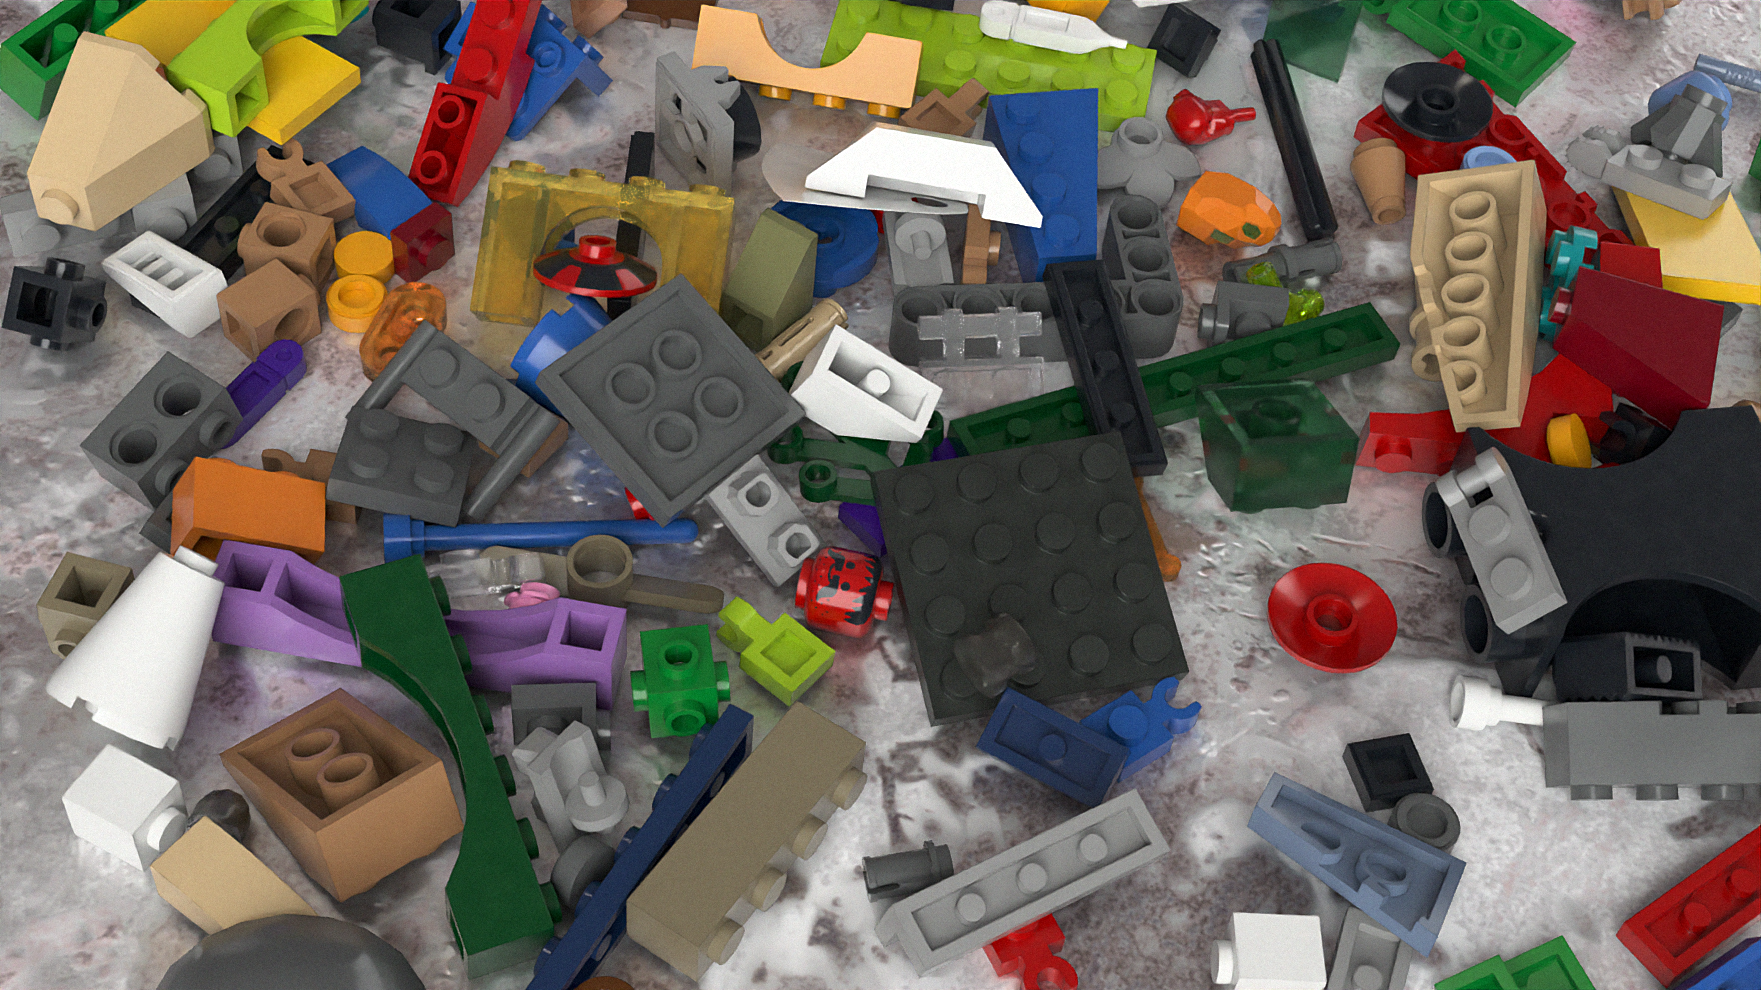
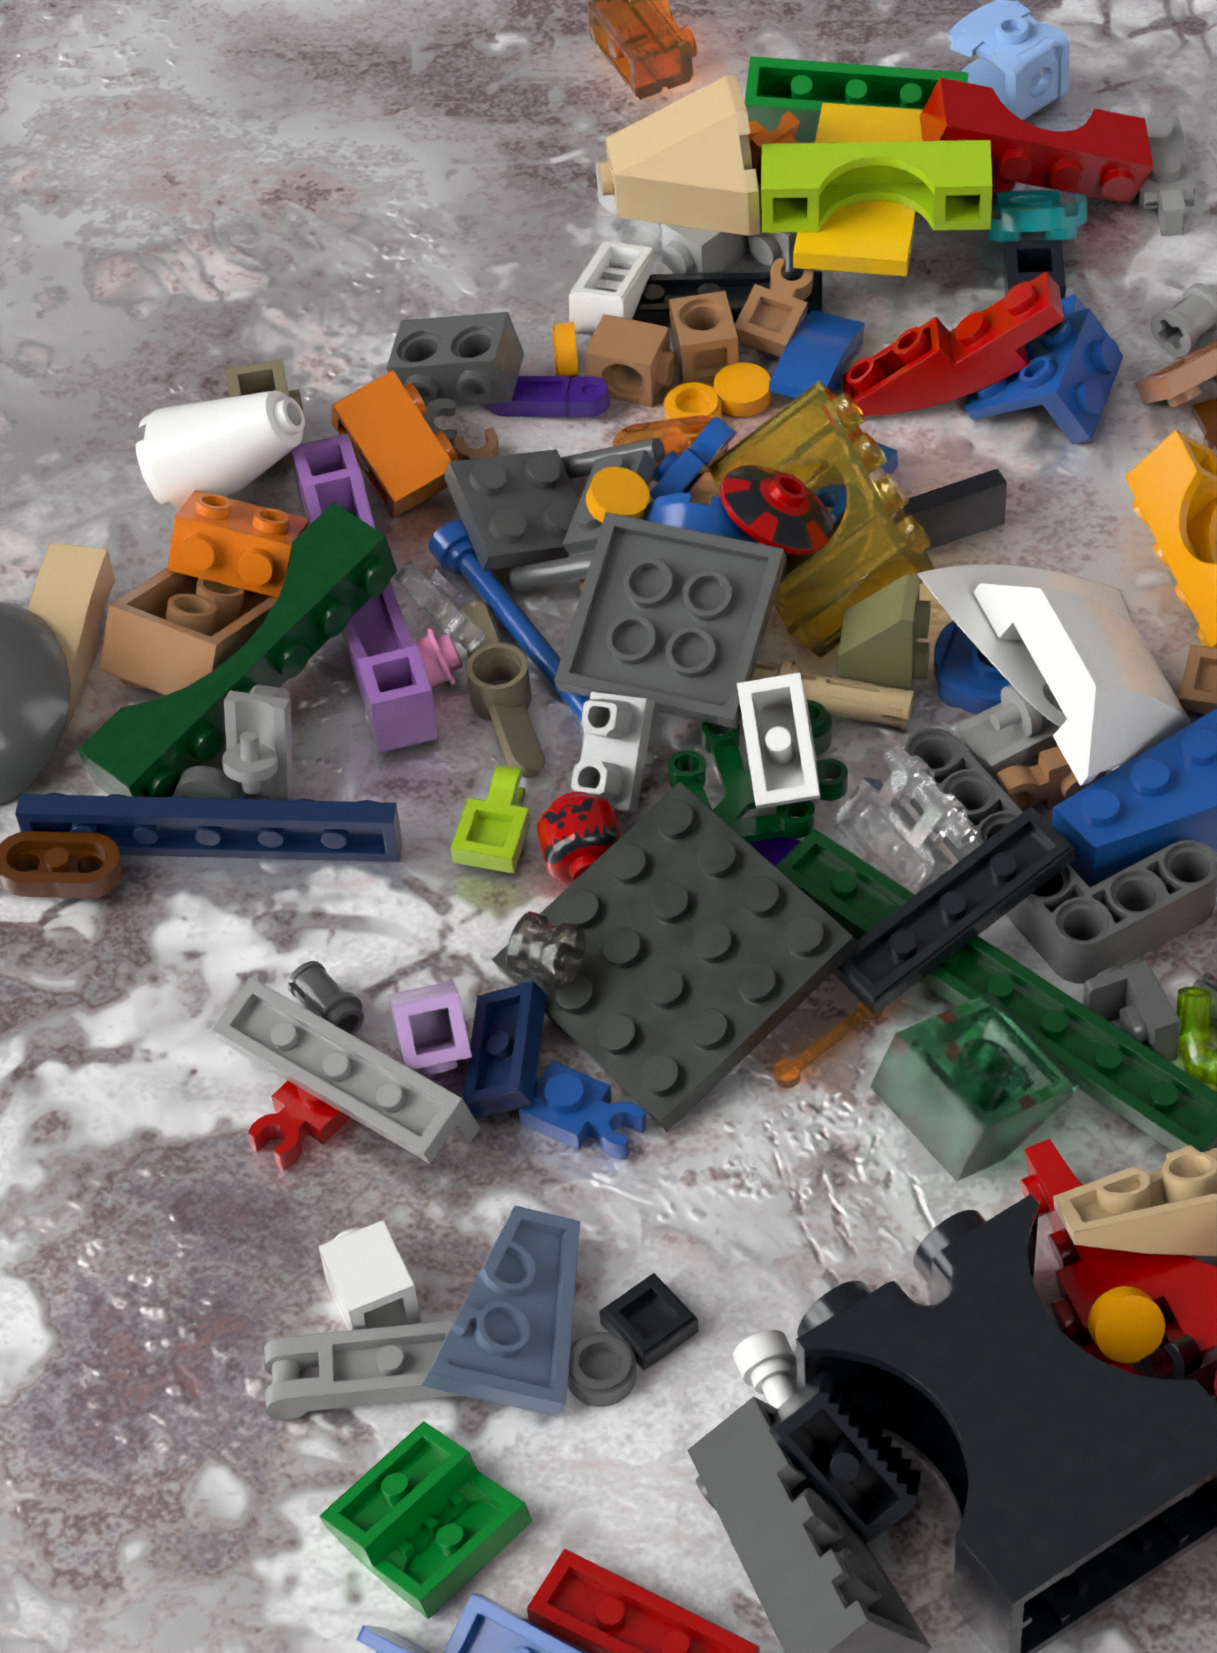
camera: 75 degrees right, 0 degrees up
(55, 304) = (536, 238): black brick -> none
(126, 807) = (117, 516): white brick -> none
(215, 351) = (565, 349): none -> light orange tile
(226, 810) = (138, 568): clear smoke hinge -> none
(273, 704) = (234, 542): none -> orange brick
(423, 243) = (766, 398): dark red plate -> none
(462, 315) = (682, 472): none -> blue plate
(498, 368) = (618, 493): none -> light orange tile
(556, 708) = (340, 724): dark grey bracket -> none
(674, 693) = (411, 768): green brick -> none
(703, 121) = (1043, 508): light grey piece -> none
(746, 841) = (285, 876): dark tan brick -> none
(1008, 790) = (430, 1027): none -> lavender brick
(1337, 599) = (783, 1185): red dish -> none
(1502, 542) = (890, 1259): light grey plate -> none

